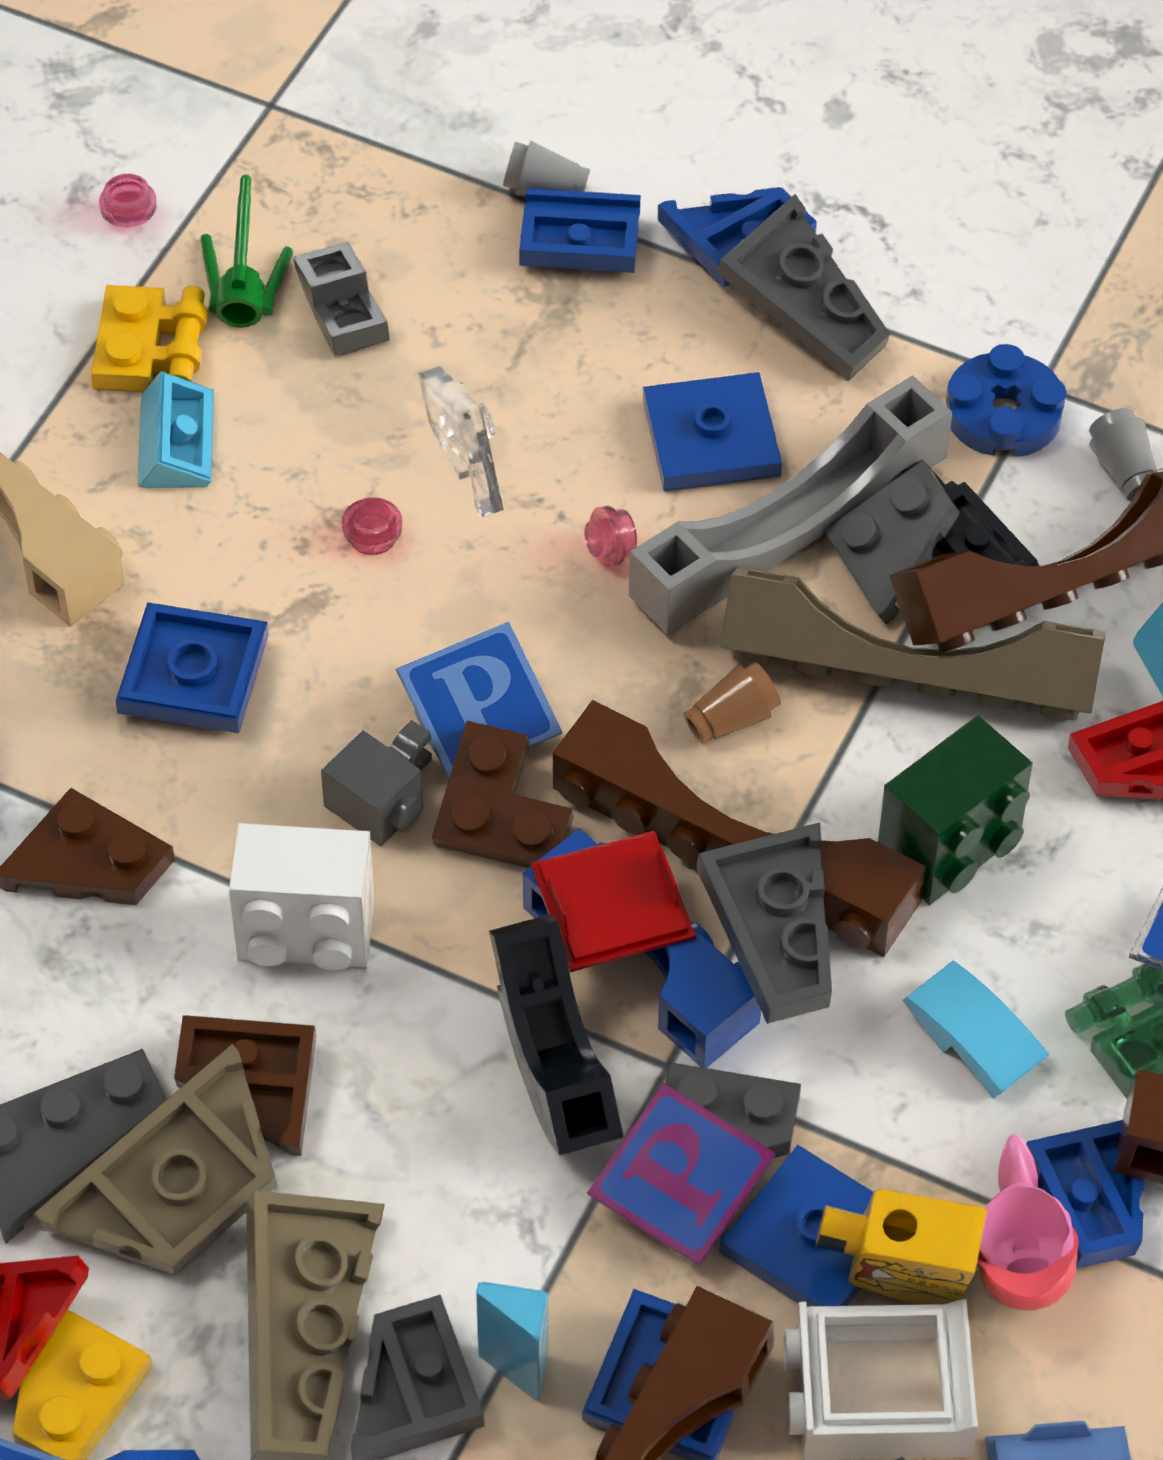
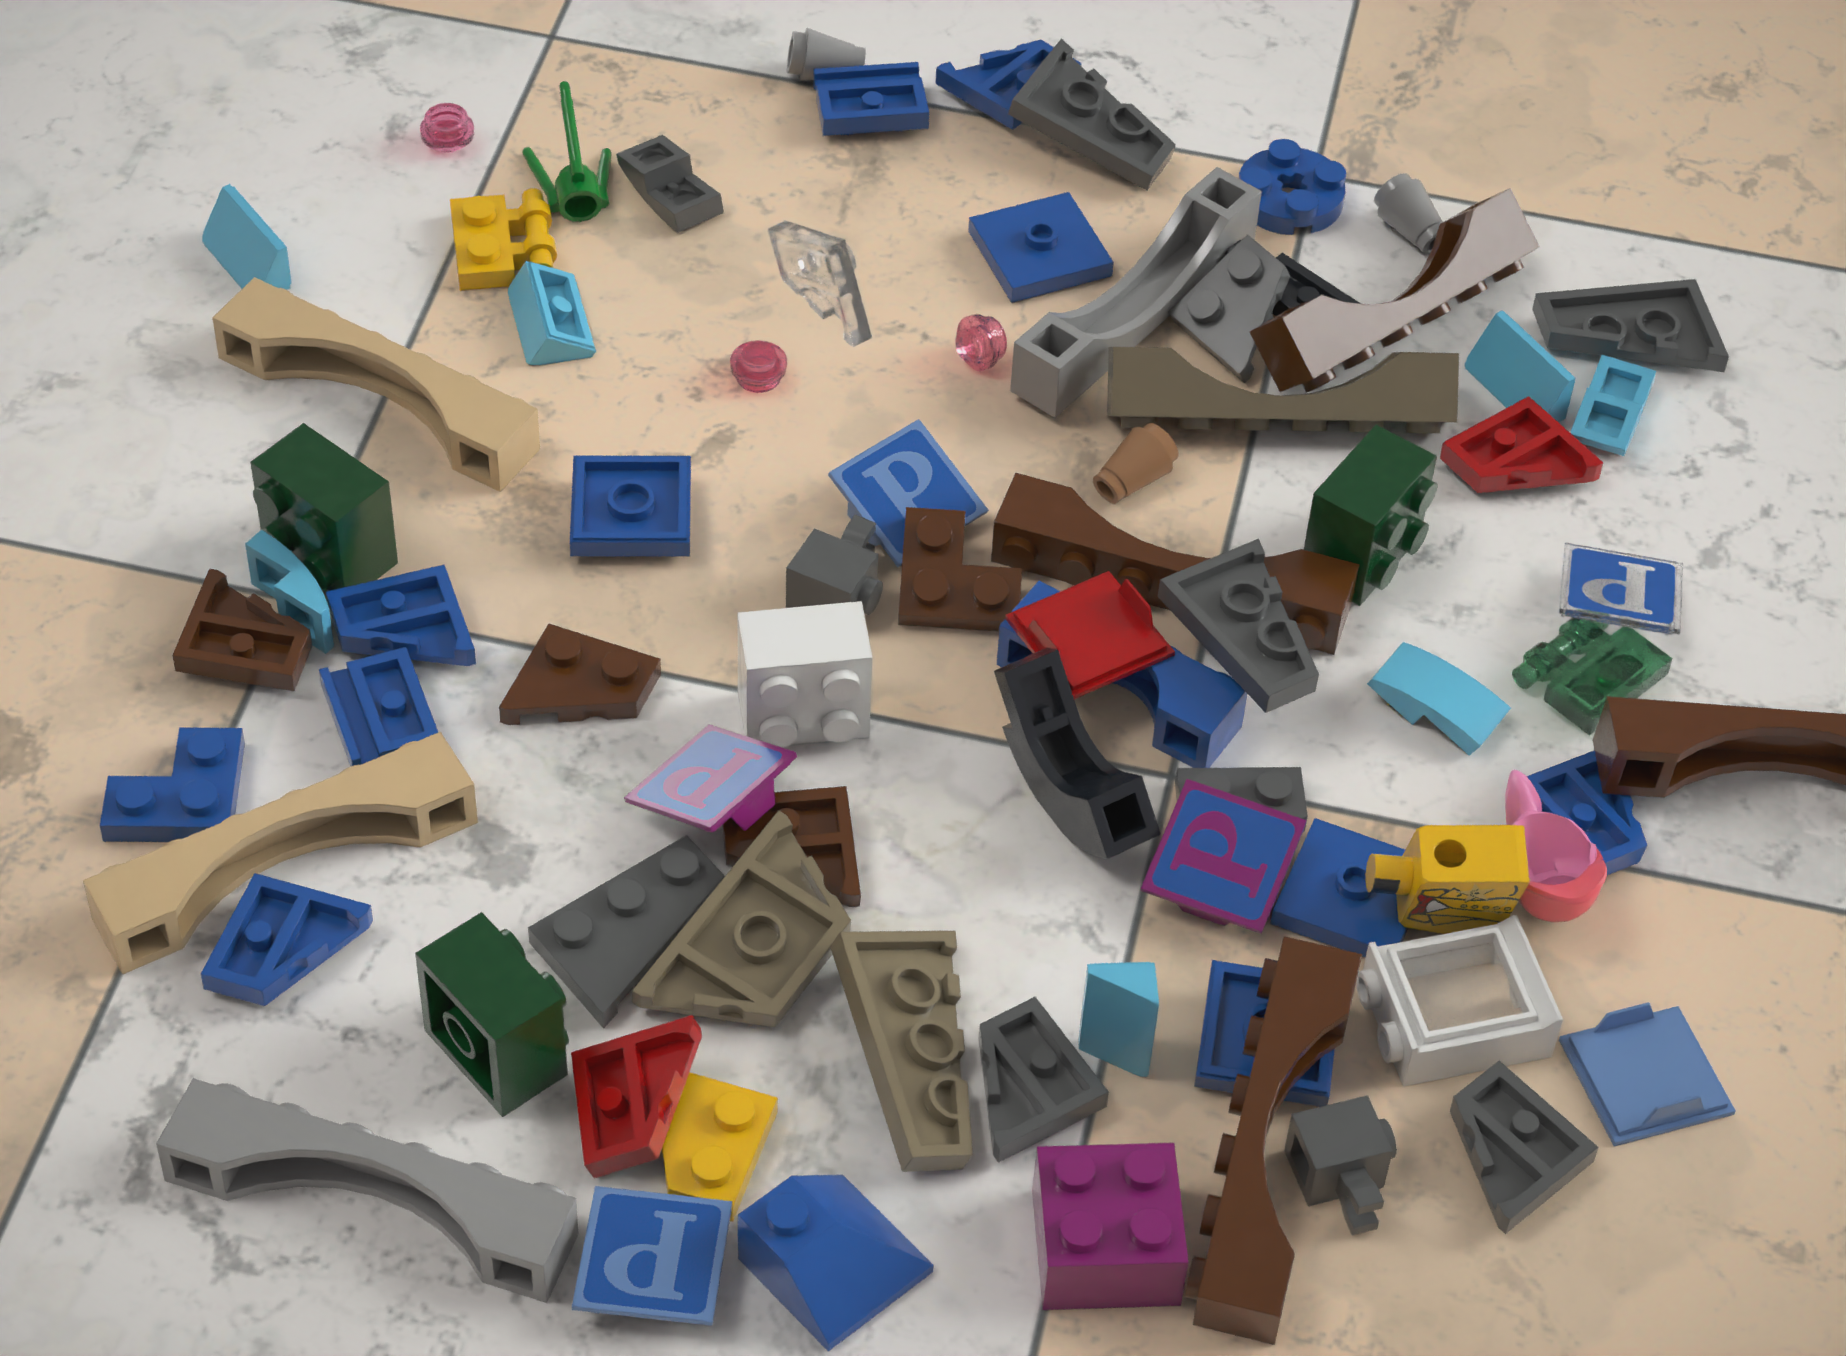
camera: 15 degrees left, 5 degrees down
(180, 997) = (714, 780): none -> piece

